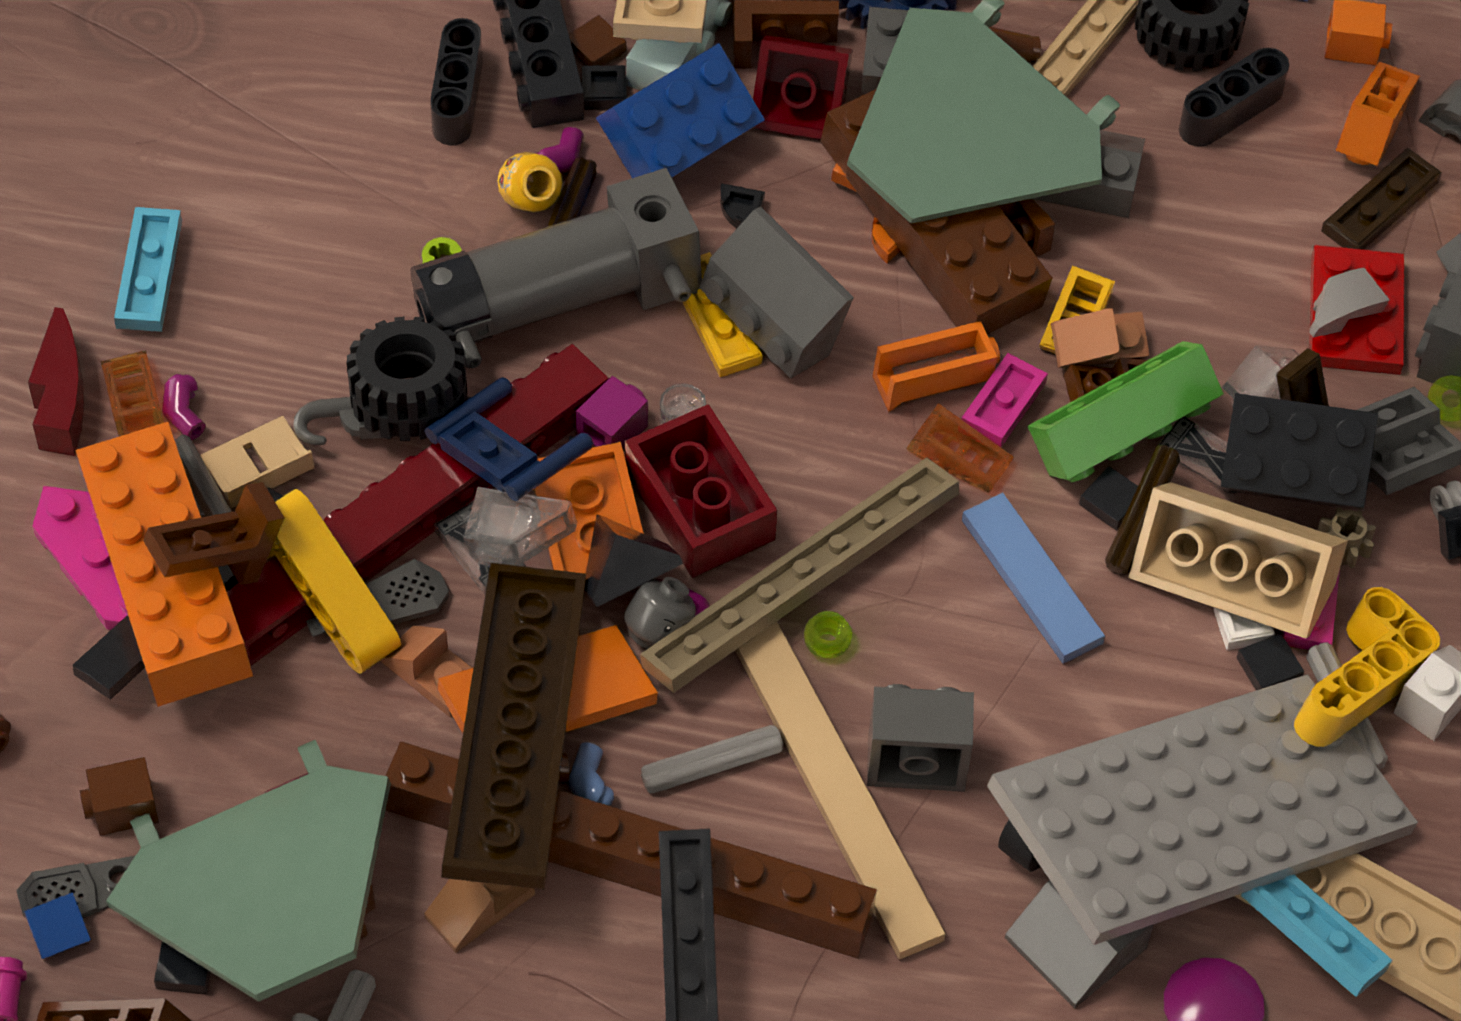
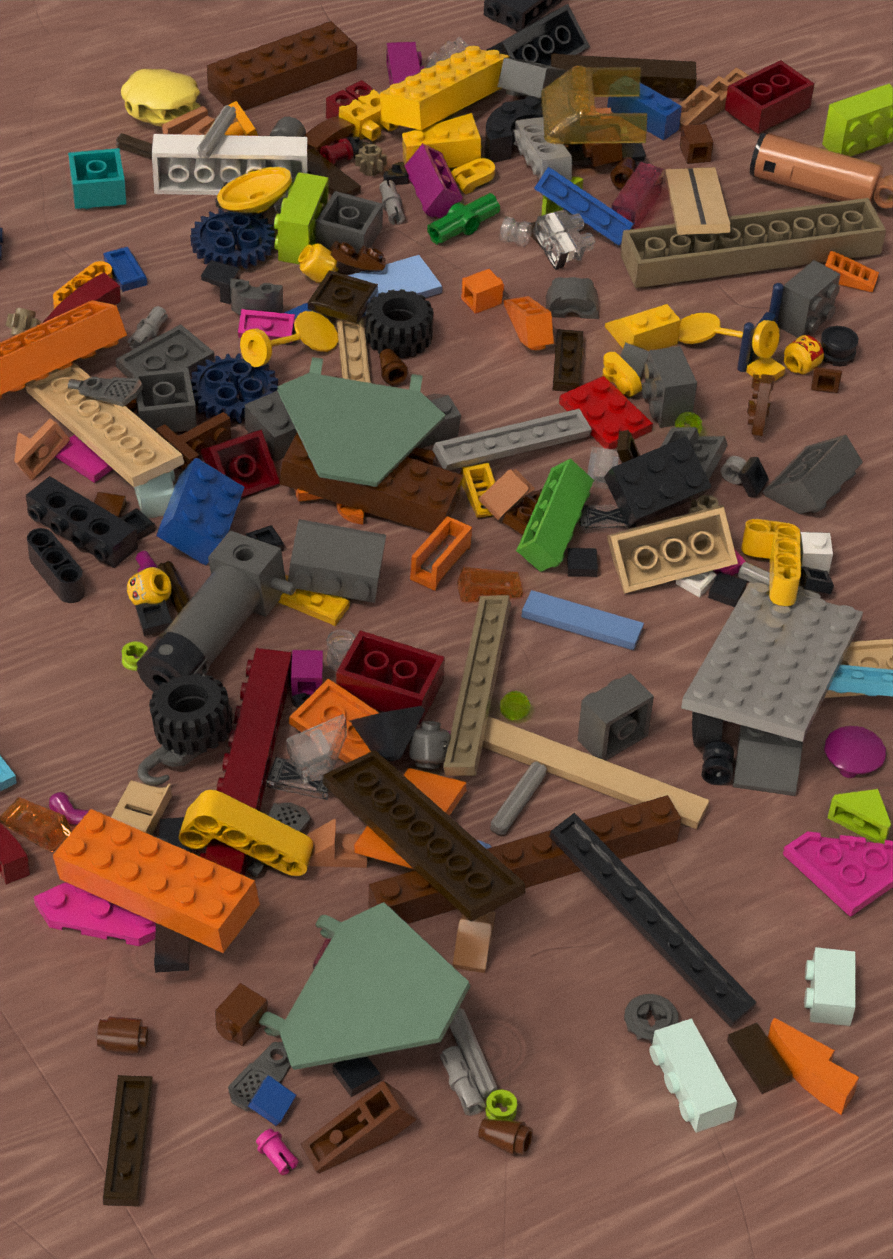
camera: 40 degrees left, 10 degrees down
(231, 538) = (197, 834): reddish brown bracket -> none
(493, 452) = (276, 717): dark blue plate -> none
(504, 221) = (153, 617): none -> black plate
(1004, 892) = (717, 763): none -> black wheel
(1005, 399) = (489, 547): dark pink plate -> none
(1127, 69) = (392, 367): none -> reddish brown cone
(1158, 472) = (605, 556): dark brown axle -> none
(1178, 268) = (511, 439): none -> light grey plate
(1233, 97) = (456, 351): black beam -> none
(1345, 298) = (604, 407): light grey slope -> none
(1401, 733) = (816, 580): none -> black tile
(1426, 259) = (621, 374): none -> yellow plate

